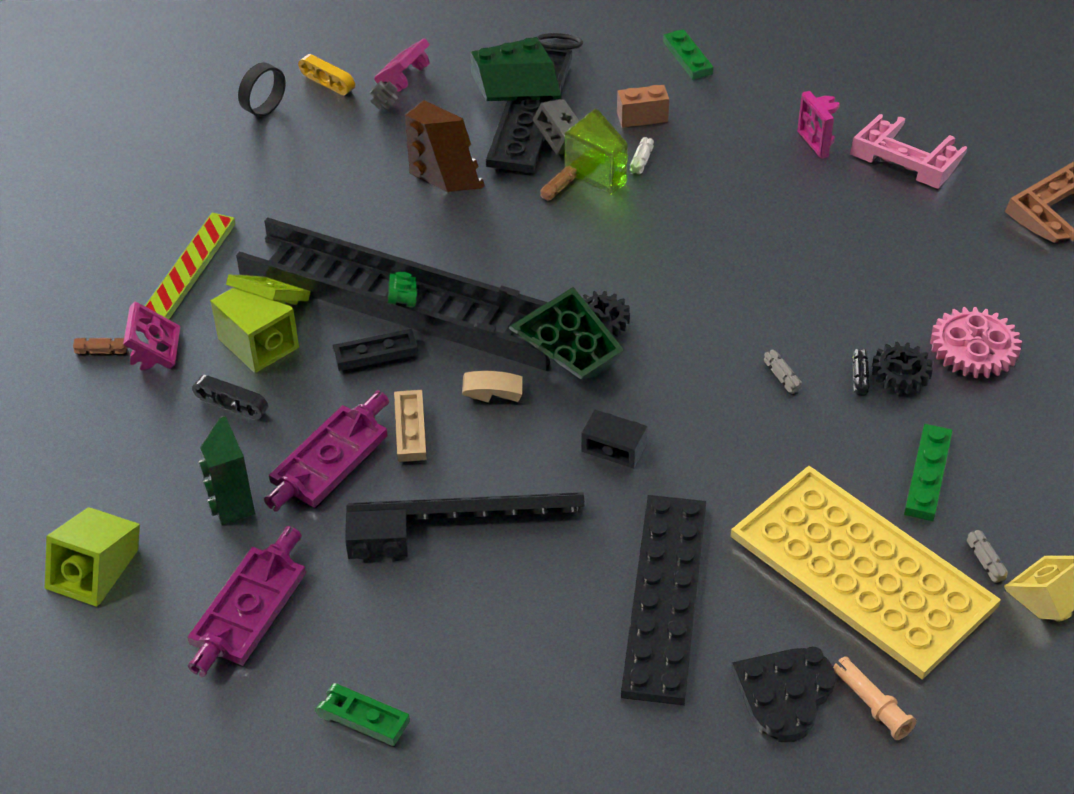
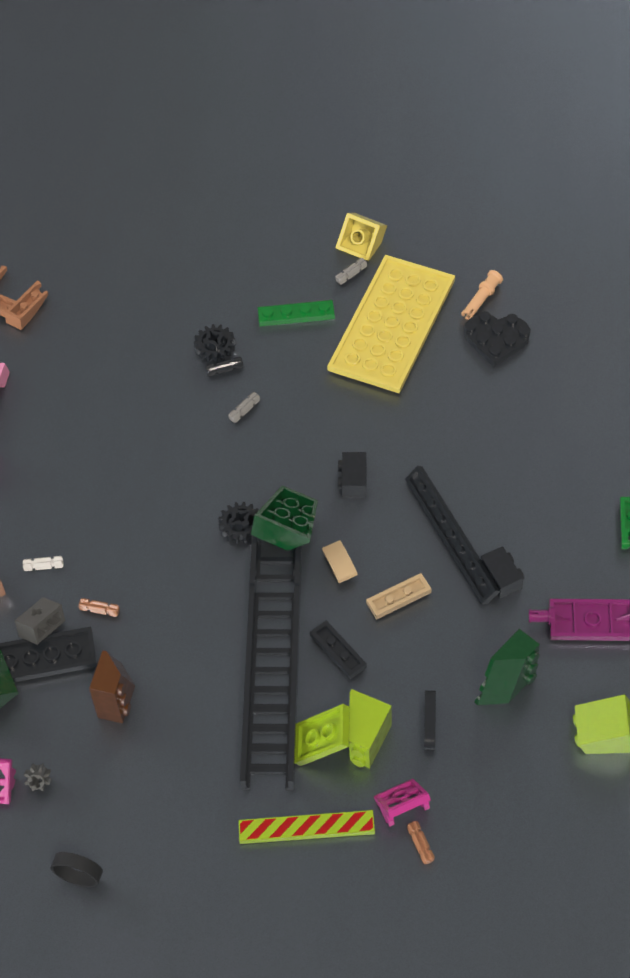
camera: 110 degrees left, 10 degrees up
(328, 454) = (448, 631): magenta plate -> none
(336, 78) = (20, 842): yellow beam -> none
(402, 289) = (284, 643): green plate -> none
(597, 152) = (65, 578): clear neon green slope -> none
(664, 601) = (461, 411): black plate -> none
(975, 342) = (172, 312): bright pink gear -> none

